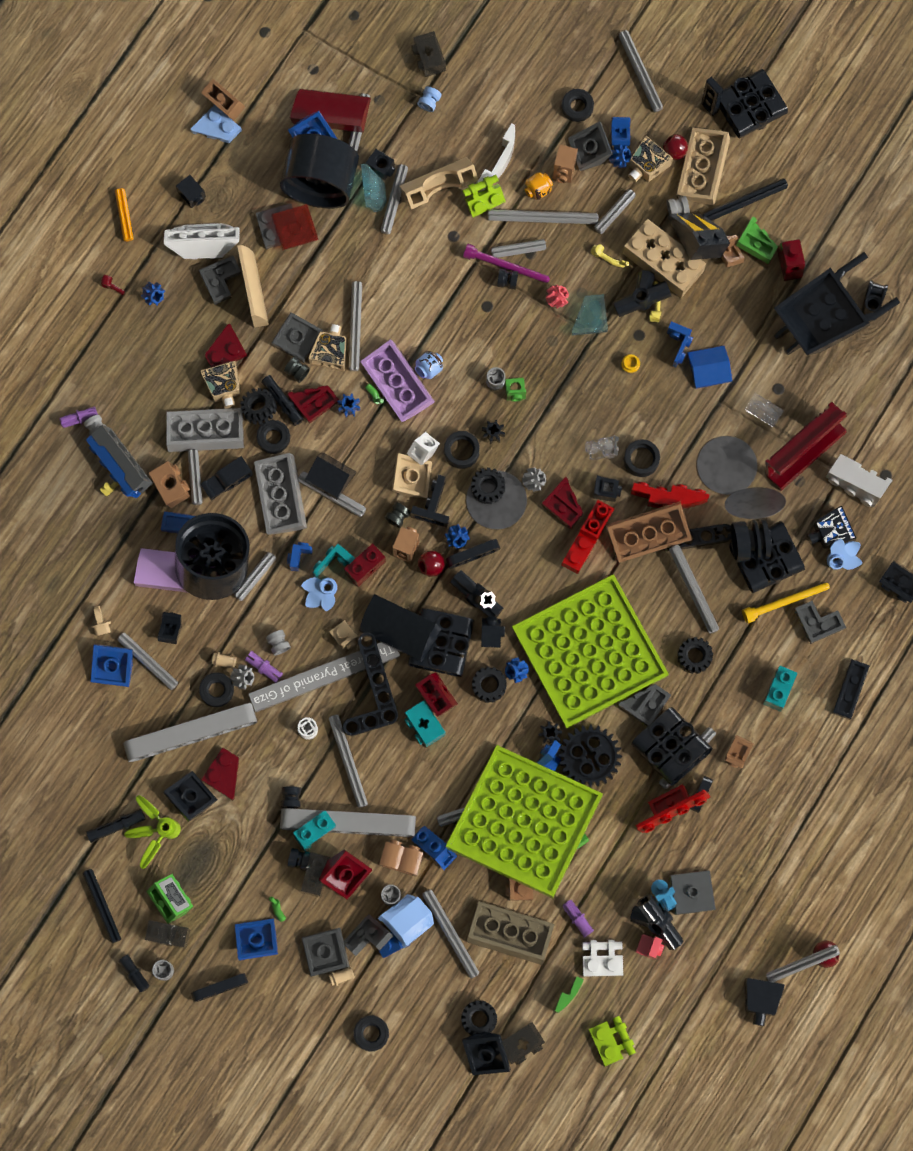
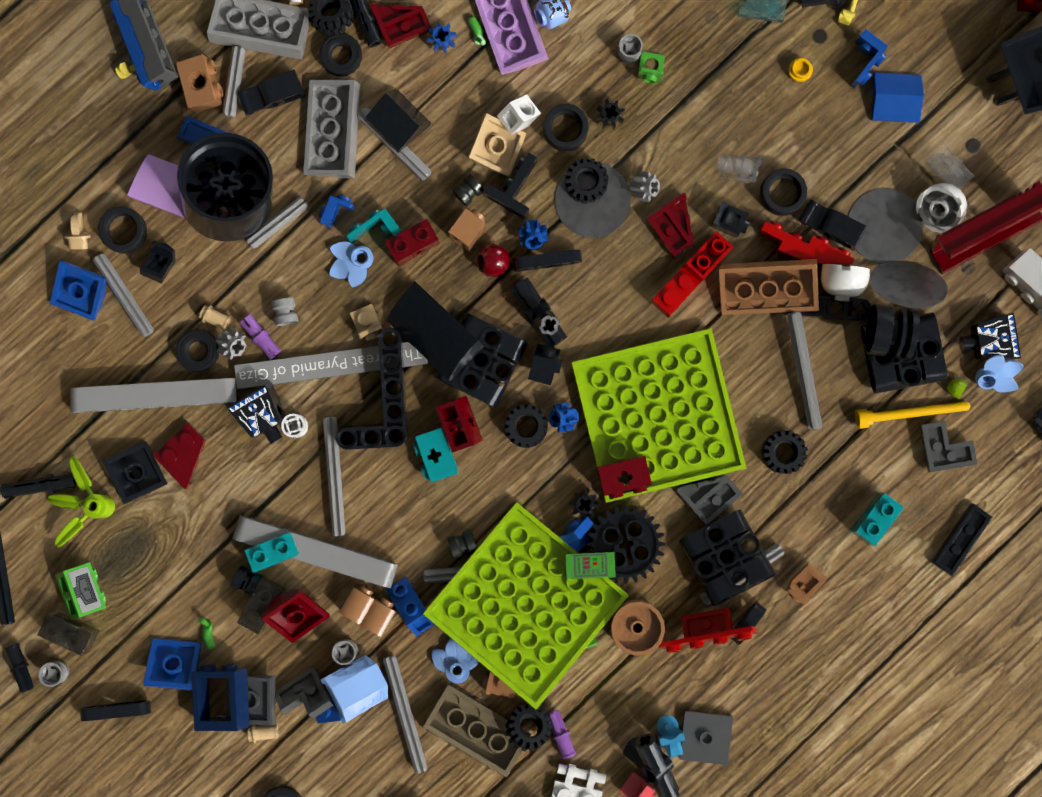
camera: 15 degrees right, 10 degrees up
(130, 597) = (107, 219): none -> black tyre
(278, 724) = (260, 413): none -> torso
(288, 799) = (252, 509): black wheel -> none
(316, 949) = (238, 698): none -> dark blue window
(462, 788) = (461, 544): none -> pearl dark grey wheel
(479, 877) = (453, 657): none -> light blue plate
(551, 927) = (518, 737): none -> black tyre
(567, 777) = (590, 565): none -> bright green tile
(581, 693) = (635, 467): none -> dark red brick
(611, 828) = (638, 641): none -> medium nougat wheel
(686, 473) = (833, 224): none -> black piece
(705, 512) = (844, 280): none -> white cylinder
(764, 439) = (941, 207): none -> white cylinder
(814, 573) = (956, 387): none -> lime hinge

